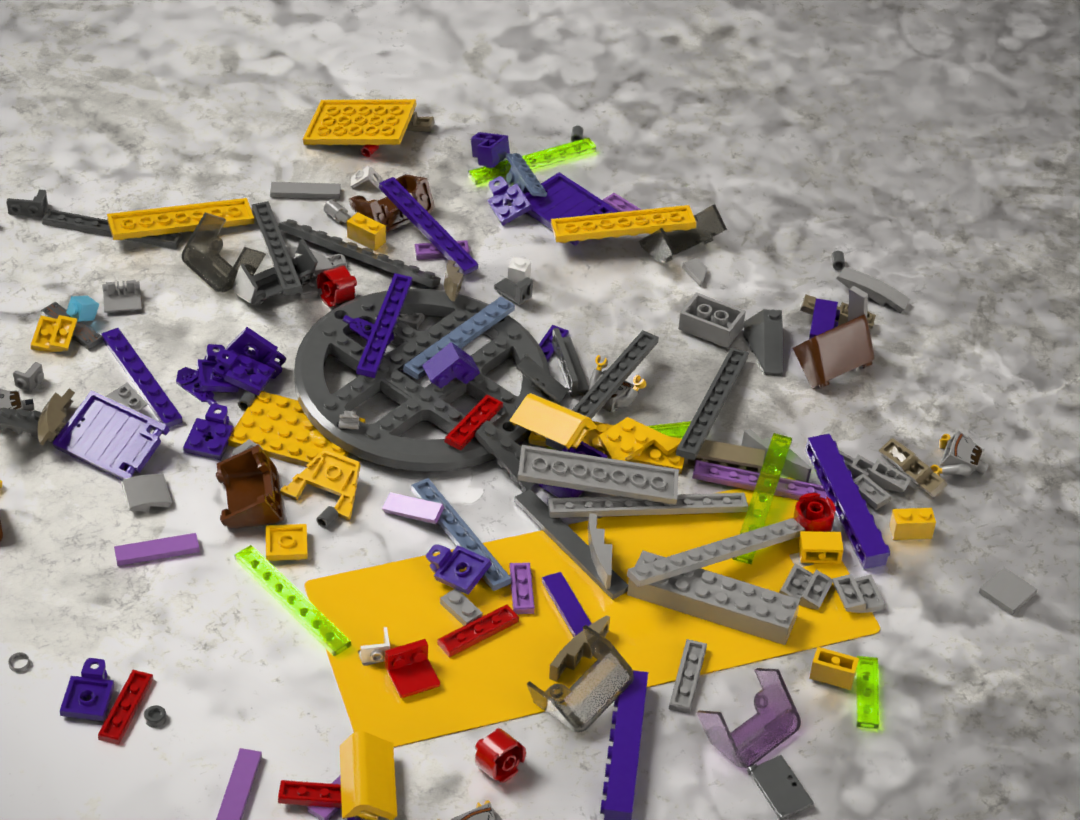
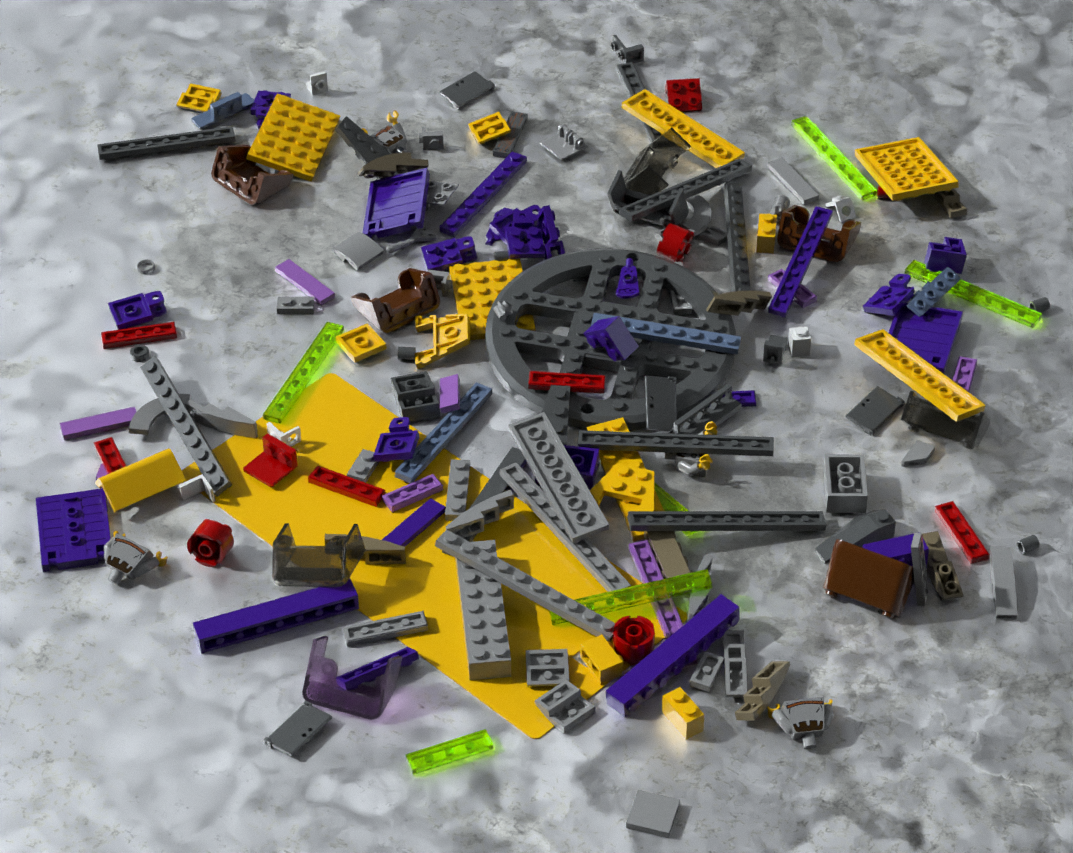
camera: 65 degrees right, 0 degrees up
(82, 308) = (526, 127): medium azure brick -> none
(130, 197) = (684, 94): none -> red bracket
(166, 441) = (421, 234): none -> light grey piece
(185, 569) = (295, 305): none -> light grey plate
(261, 734) = (148, 414): none -> light grey tile
(296, 156) = (834, 158): none -> clear neon green tile
(309, 713) = (186, 426): none -> plate
(322, 683) = (223, 420): none -> light grey slope
(384, 326) = (634, 282): dark purple plate -> none
(394, 534) = (415, 396): none -> dark grey slope
(405, 735) = (196, 486): none -> white bracket
(540, 555) = (457, 488): none -> light grey plate
(552, 421) = (598, 419): yellow piece -> none
(629, 270) = (876, 412): none -> dark grey door
(742, 699) = (370, 671): none -> dark purple plate
(799, 287) = (962, 532): none -> red tile
(834, 668) = (451, 714): yellow brick -> none

